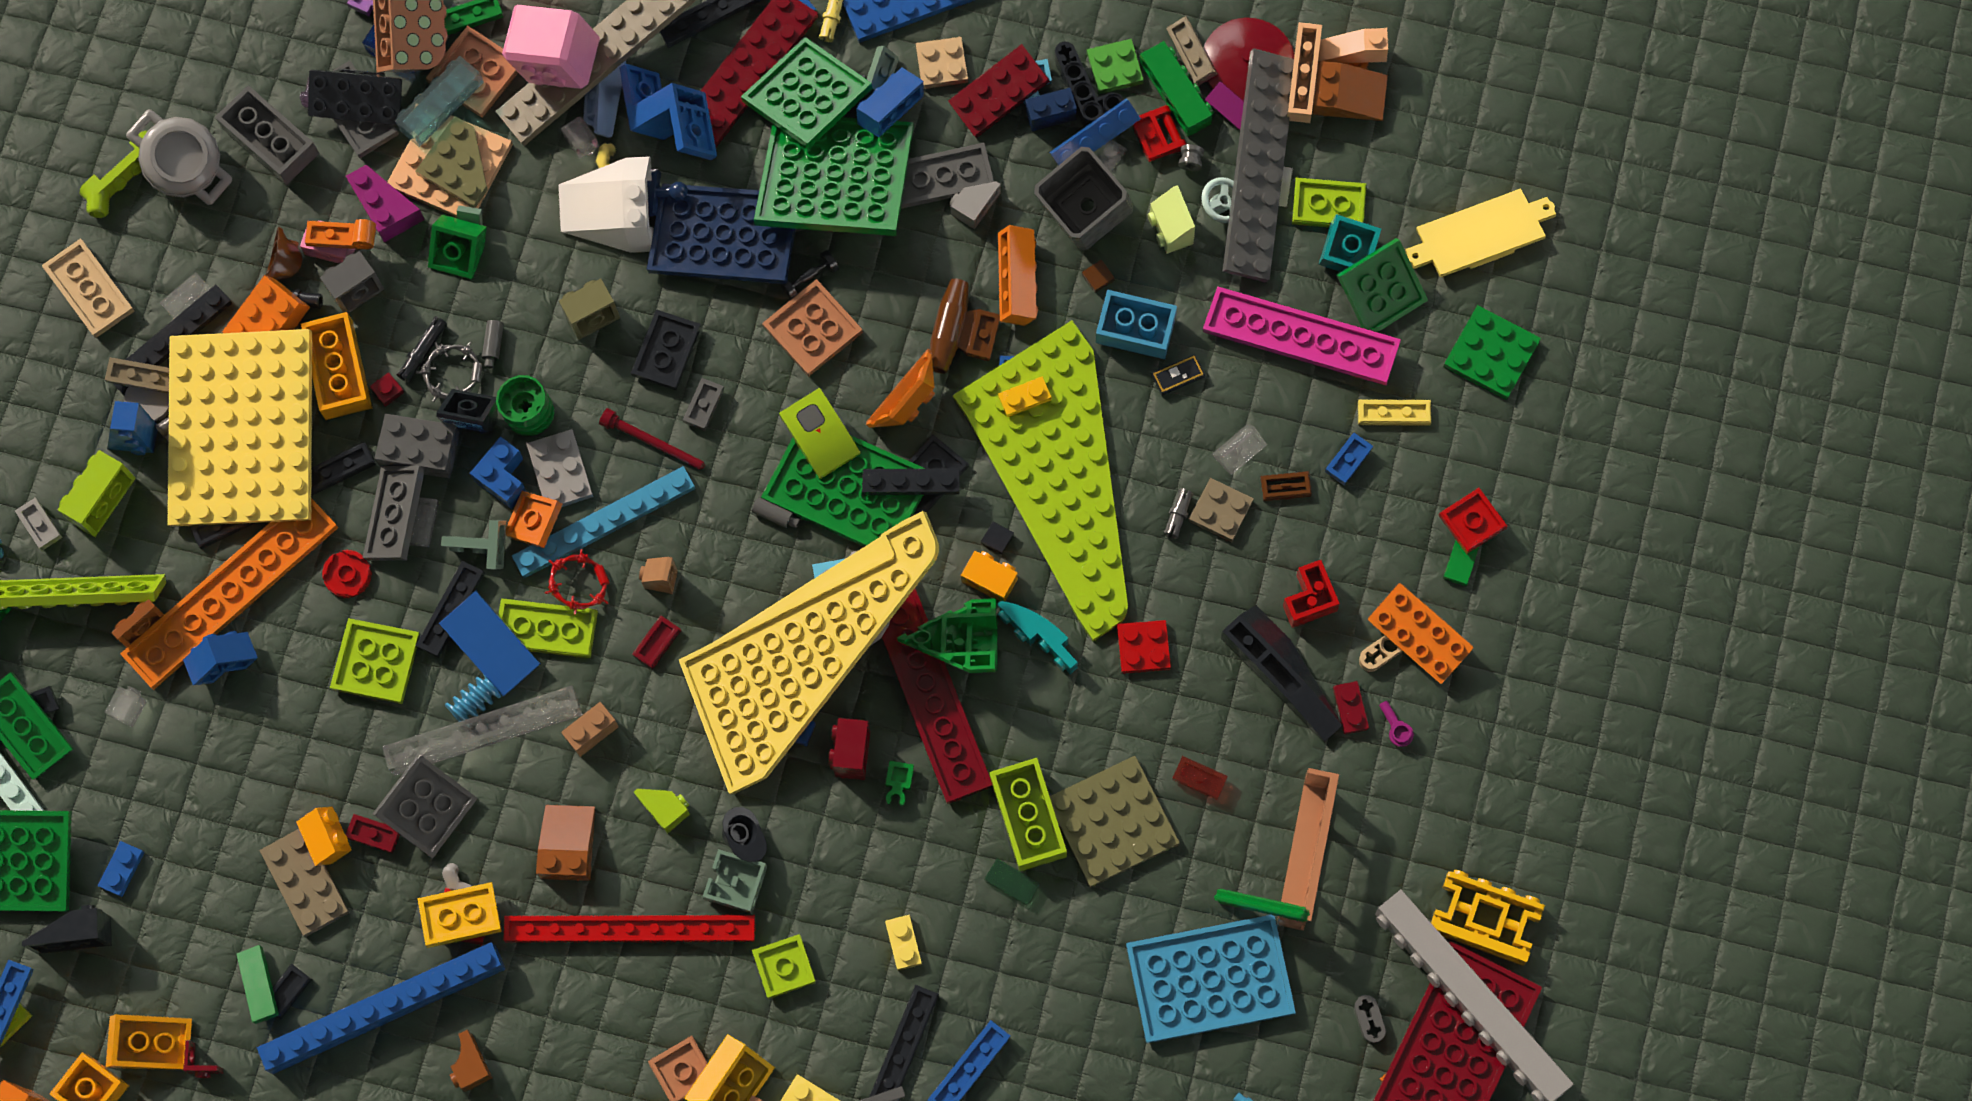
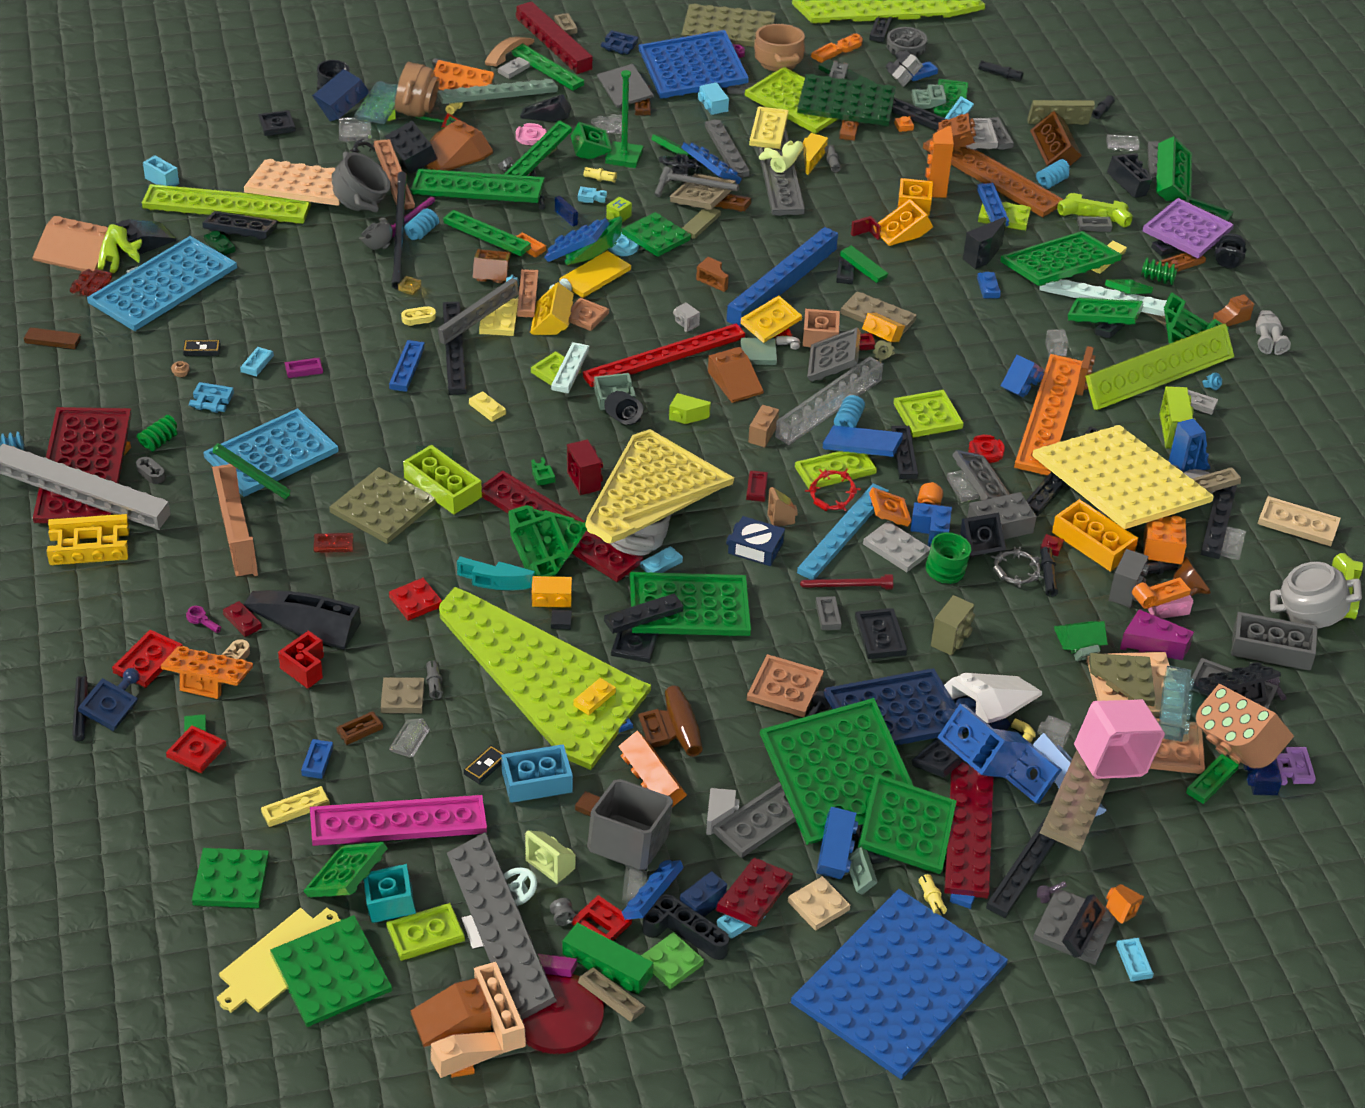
camera: 145 degrees right, 30 degrees down
(350, 800) = (883, 346): none -> olive animal
(405, 870) = (820, 325): none -> nougat brick
(472, 519) = (930, 494): none -> orange head
(492, 342) = (1005, 593): dark grey cylinder -> none
(494, 544) = (910, 484): sand green bracket -> none
(510, 880) = (759, 352): none -> sand green tile
(559, 988) = (687, 316): none -> light grey brick
(716, 546) = (755, 540): none -> dark blue brick
(721, 169) = (937, 759): none -> black plate
(767, 949) = (570, 367): none -> light aqua tile
(774, 513) = (731, 571): dark grey cylinder -> none
(819, 433) = (731, 614): lime slope -> none
(907, 396) = (683, 657): orange wedge -> none
(1340, 1074) = (158, 433): none -> green piece
(1438, 195) = (330, 970): none -> green plate
(1478, 689) = (147, 657): none -> red plate
(1541, 634) = (110, 703): none -> dark blue plate
(1574, 652) = (79, 718): none -> black axle

